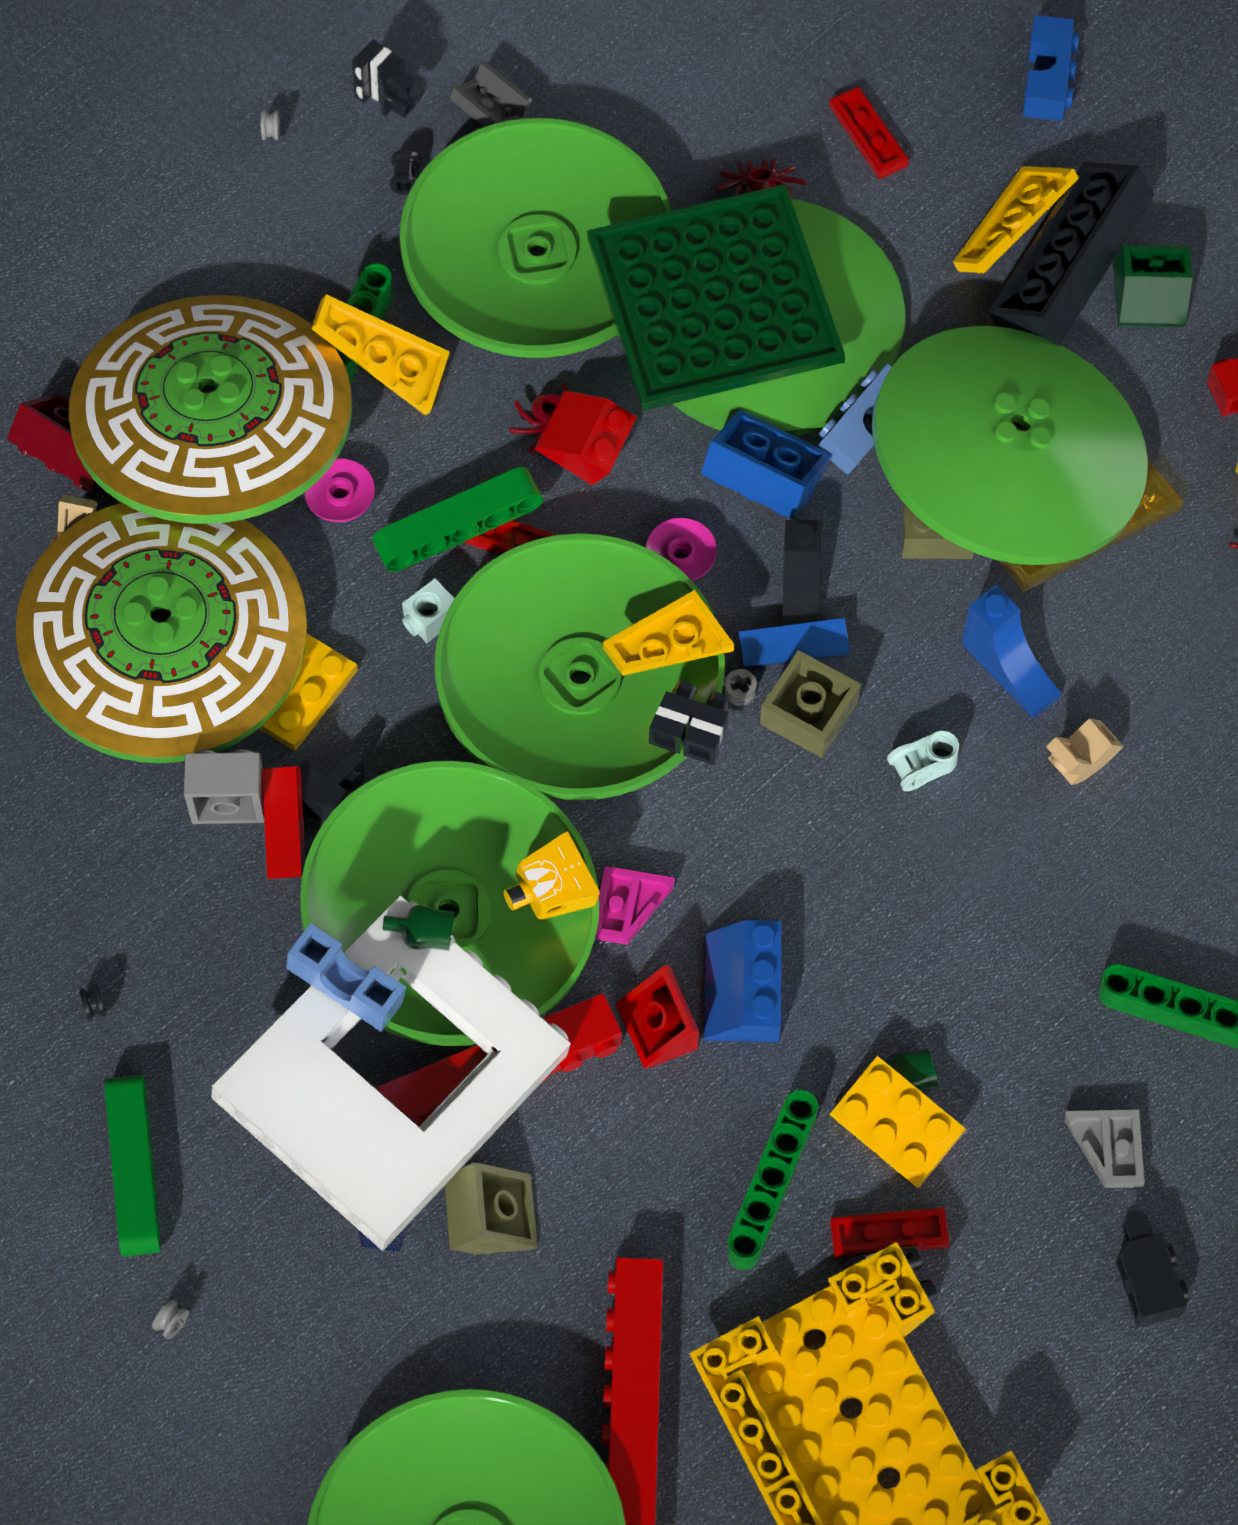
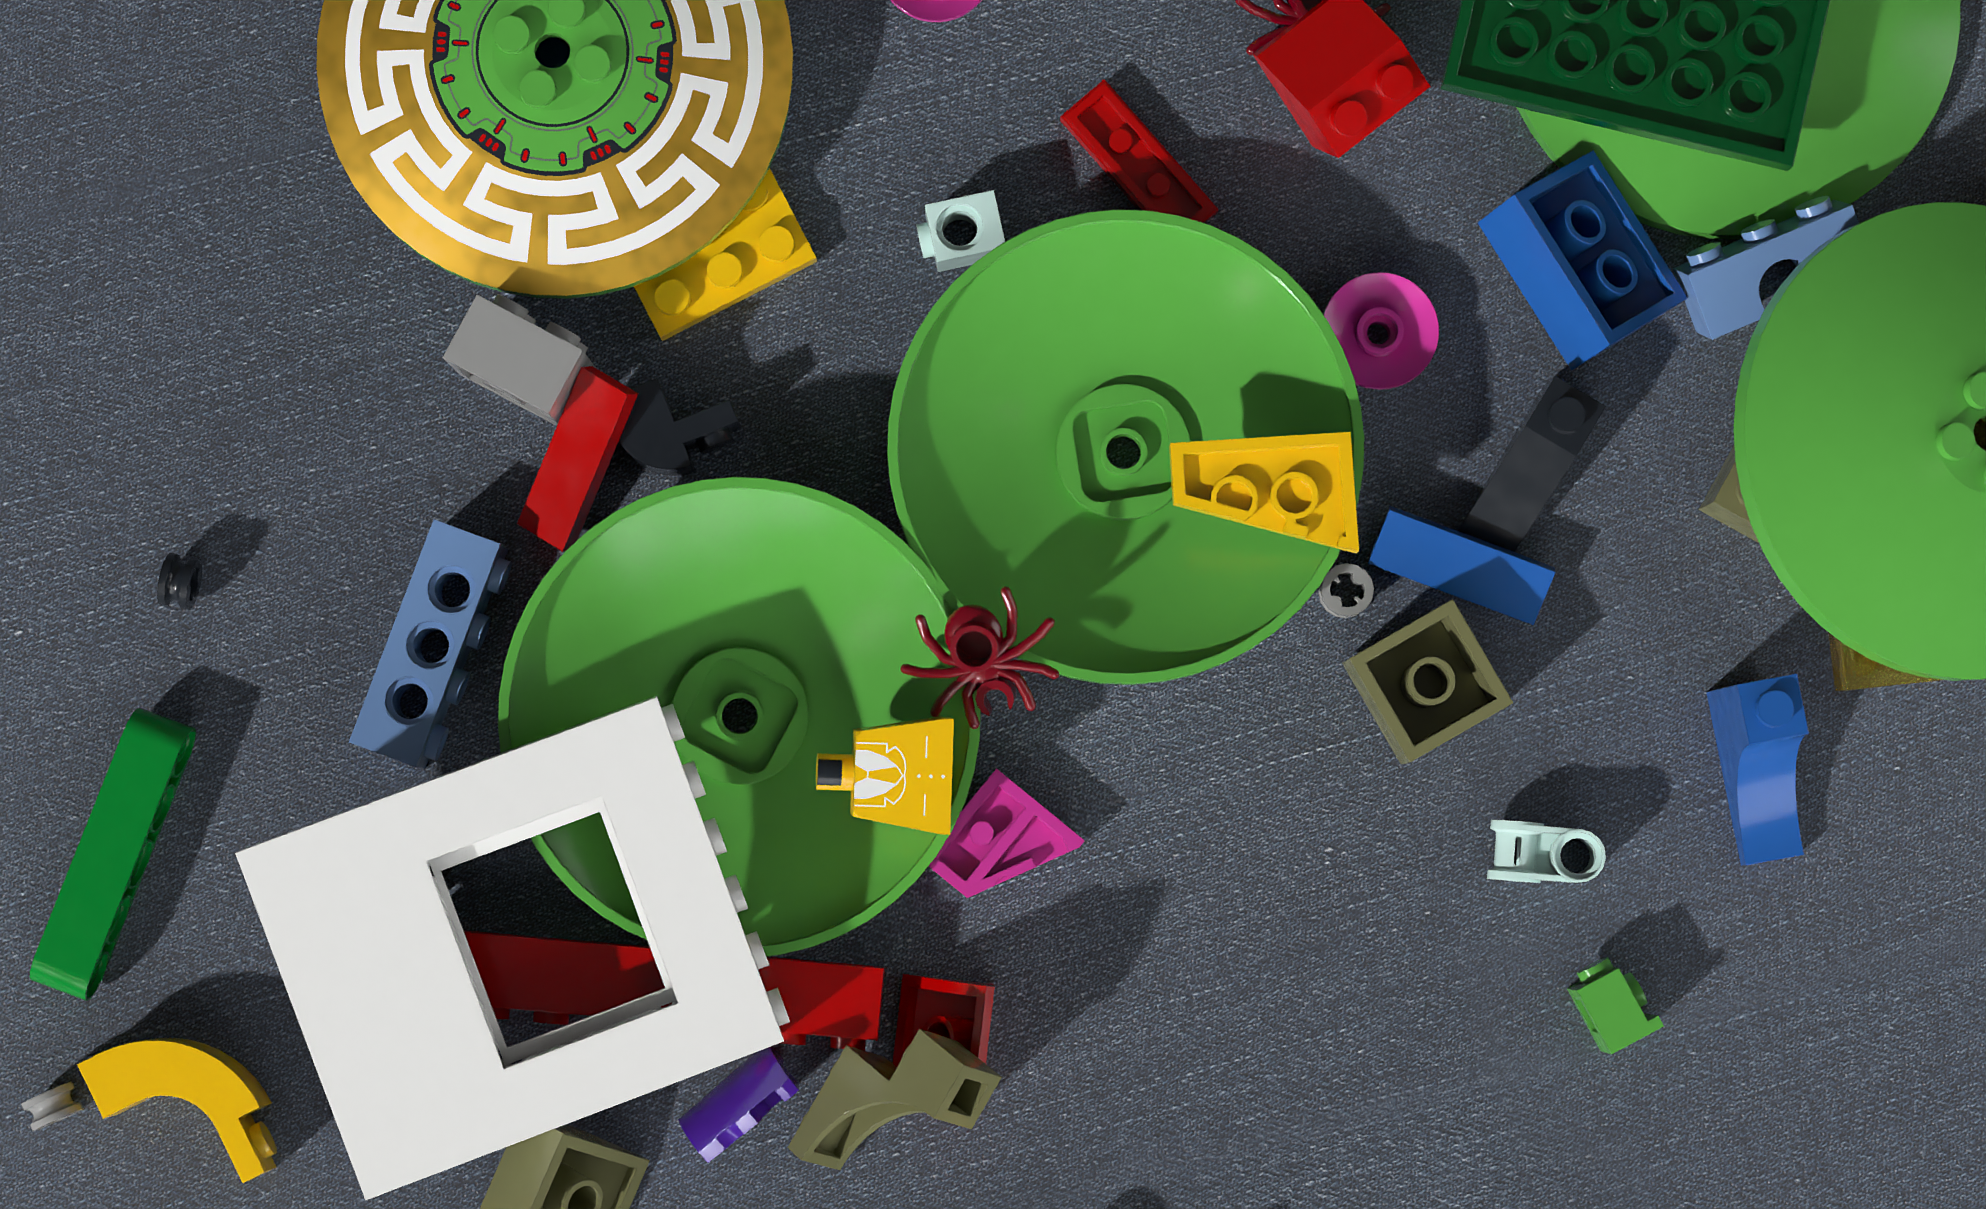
camera: 25 degrees right, 20 degrees up
(241, 909) = (445, 554): none -> medium blue brick
(242, 1257) = (193, 1073): none -> yellow arch
(323, 965) = (499, 801): medium blue arch -> none
(423, 927) = (660, 768): dark green piece -> none
(457, 519) = (1079, 109): green beam -> none
(564, 799) = (982, 658): none -> dark red animal
(564, 1108) = (738, 1103): none -> dark purple slope
(632, 1062) = (869, 1091): none -> olive arch
(690, 723) = (1246, 660): black hips -> none
(743, 982) = (1093, 1050): blue slope -> none
(1007, 817) = (1612, 1006): none -> bright green brick
(1084, 751) = (1781, 968): tan brick -> none

